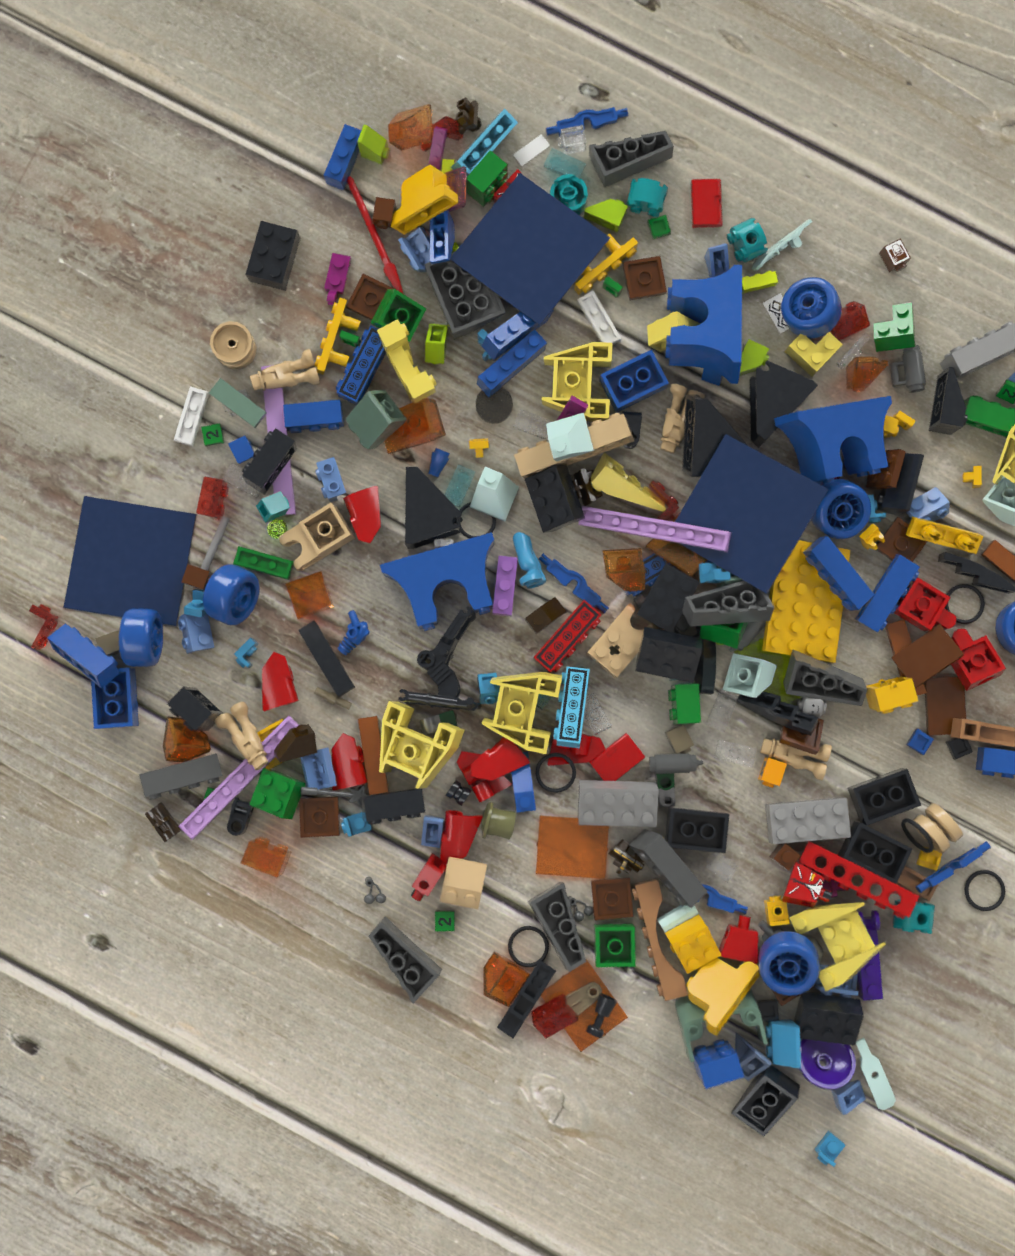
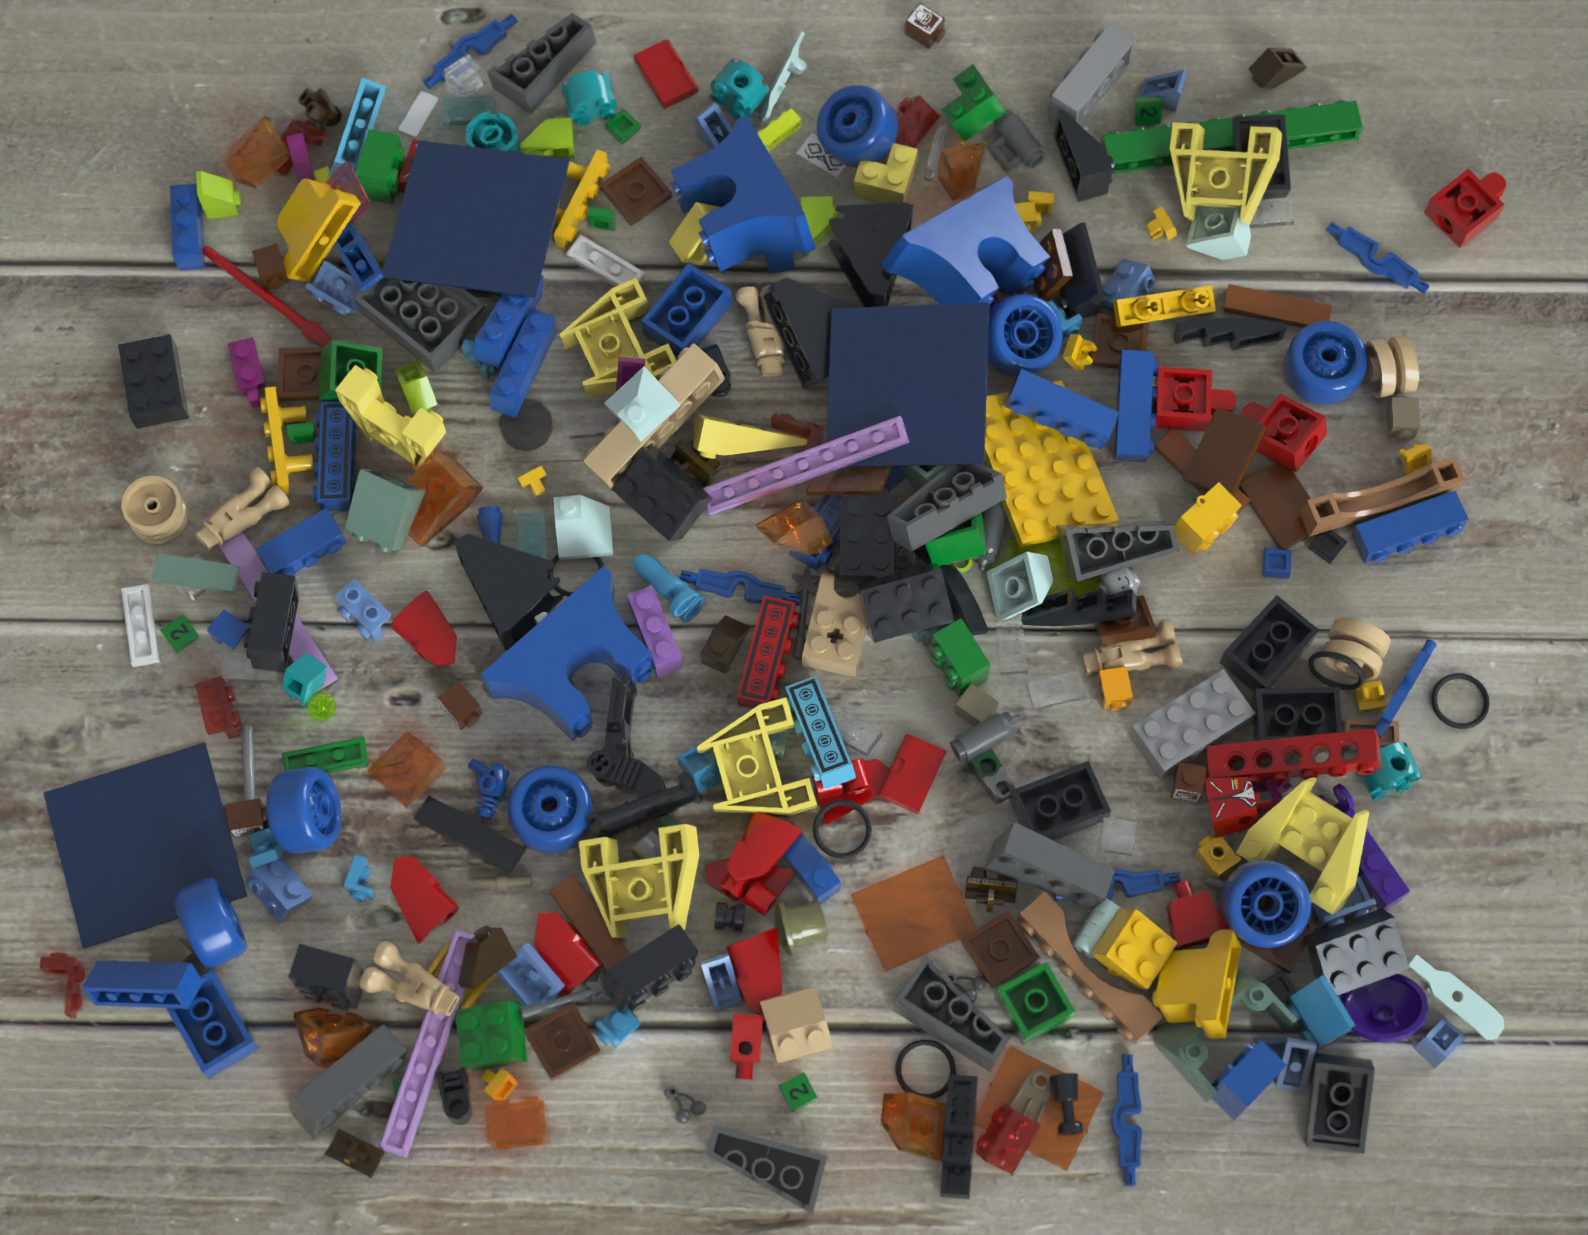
camera: 25 degrees left, 15 degrees down
(268, 824) = (499, 1084): none -> yellow tile
(313, 536) = (381, 695): tan brick -> none
(361, 573) = (460, 706): none -> reddish brown brick
(398, 673) = (553, 830): none -> blue wheel
(615, 602) = (805, 585): none -> dark grey piece
(617, 803) = (941, 823): light grey brick -> none
(629, 1051) = (1128, 1135): none -> blue piece
(710, 573) = (906, 478): dark azure bracket -> none
(829, 1148) = (1456, 1124): dark azure bracket -> none
(982, 603) = (1250, 358): black tyre -> none

